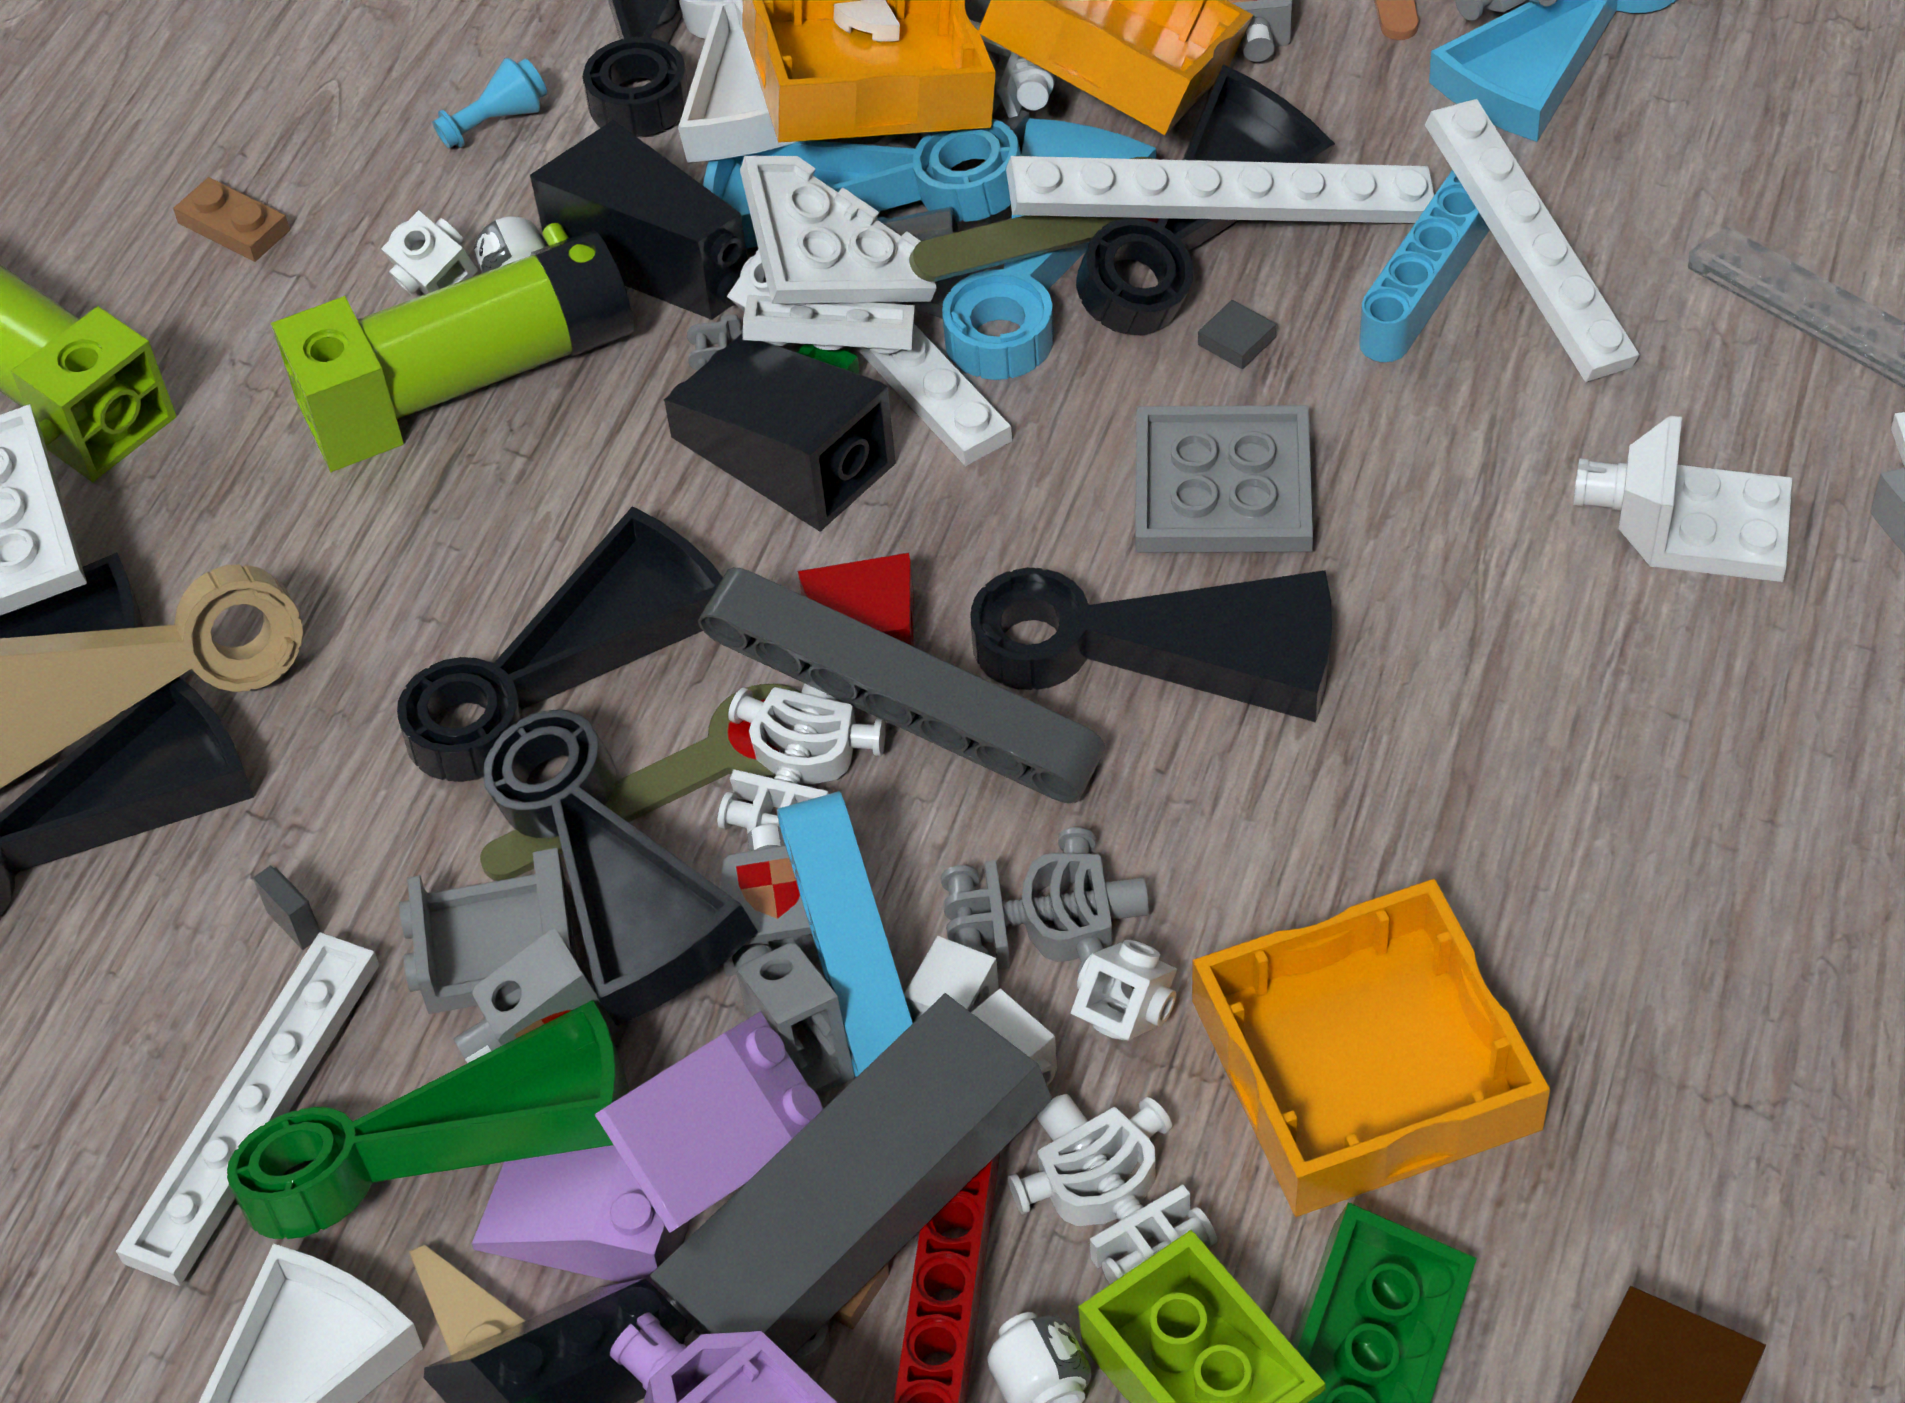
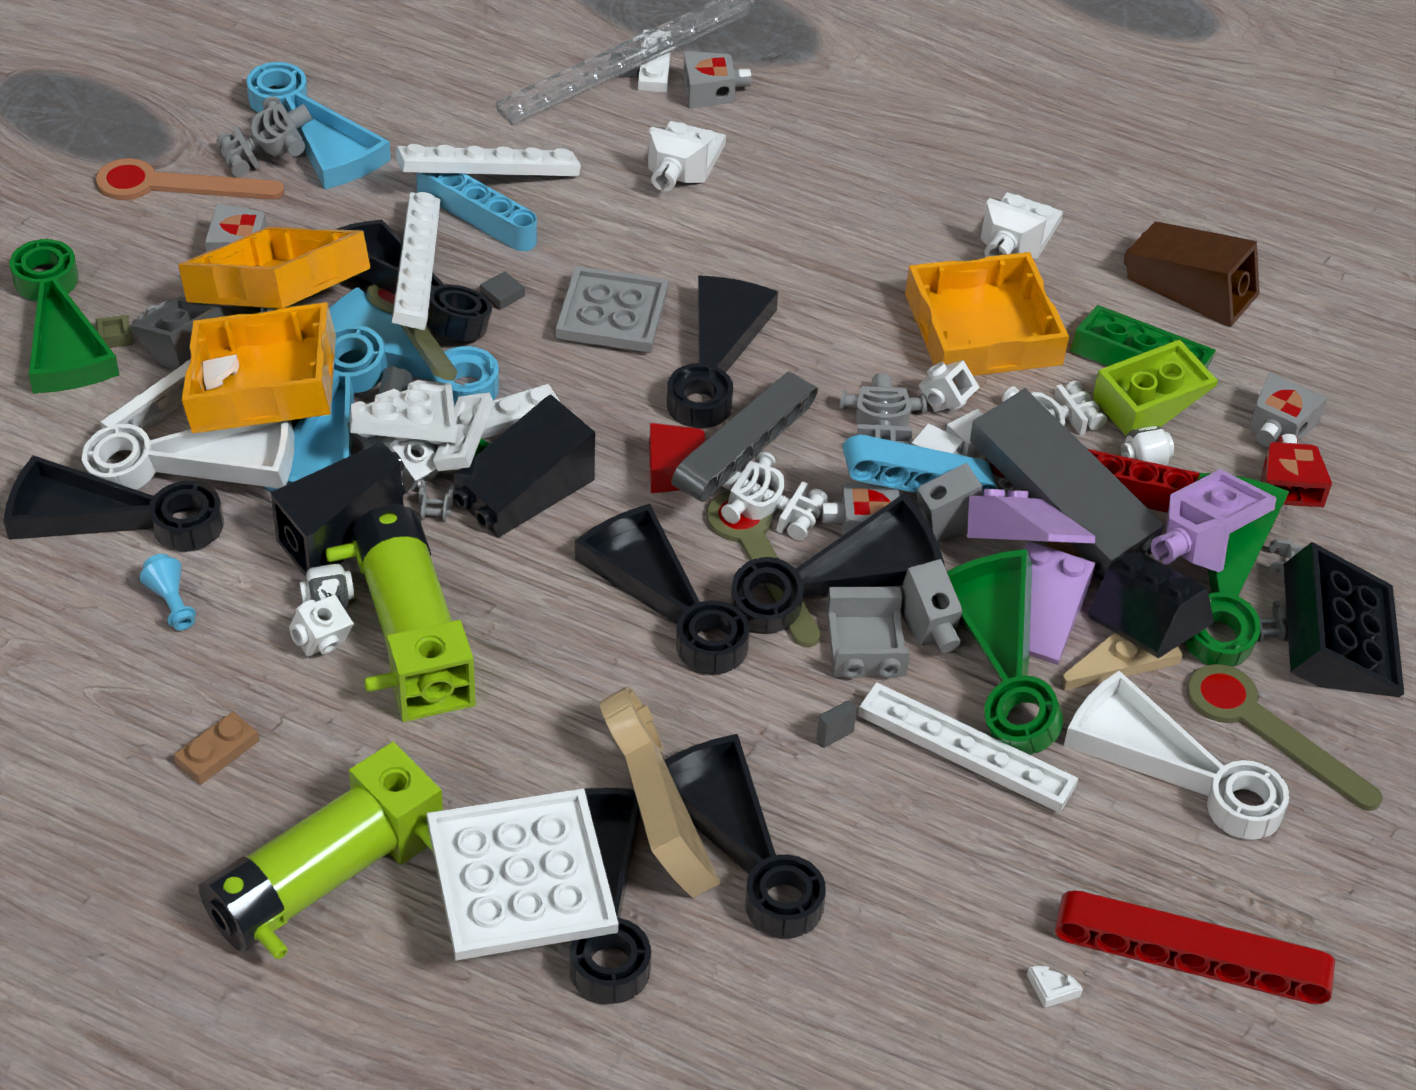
camera: 90 degrees left, 5 degrees down
(1678, 1092) = (1018, 226): none -> white plate

